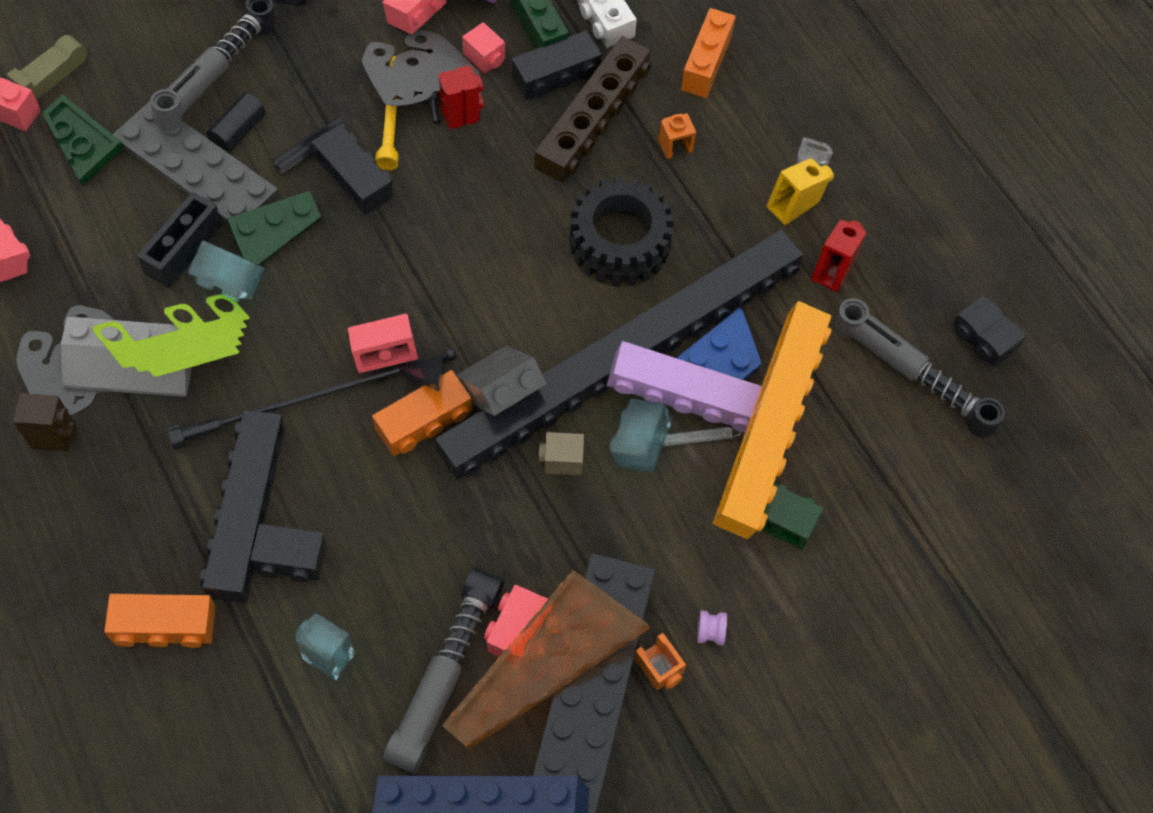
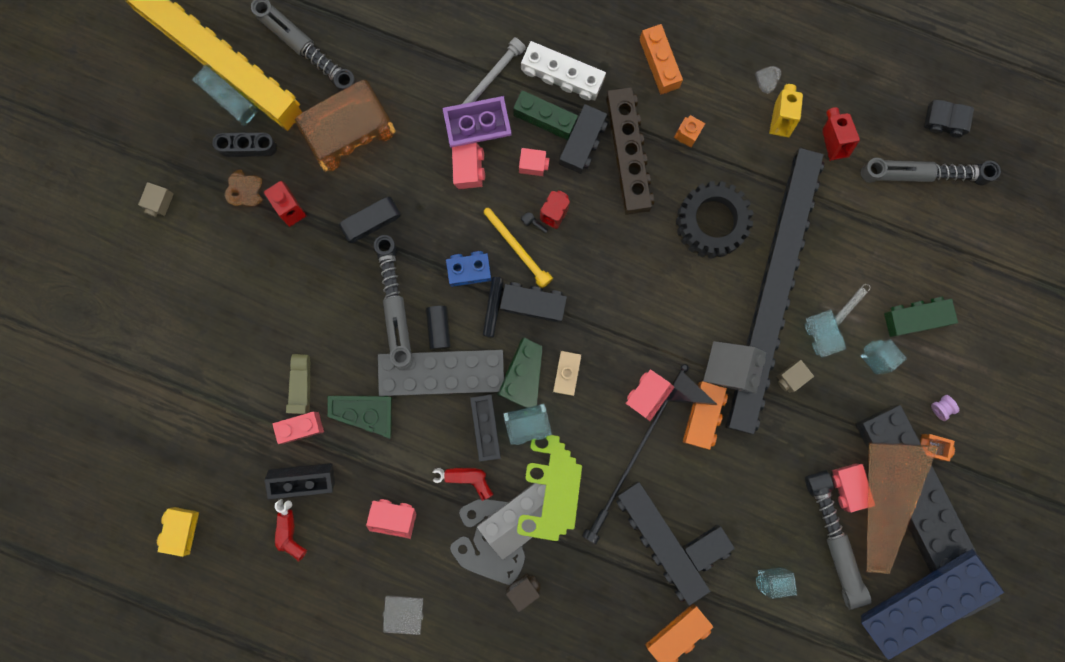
camera: 40 degrees left, 20 degrees up
(116, 273) = (466, 475): none -> red arm
(320, 92) = (468, 269): none -> blue brick
(320, 262) = (567, 373): none -> tan plate
(404, 79) = (518, 209): dark grey piece -> none
(683, 386) = (839, 284): lavender brick -> none
(683, 504) = (883, 356): none -> clear light blue brick
(726, 349) = (823, 254): blue wing -> none
(772, 421) = (894, 272): light orange brick -> none

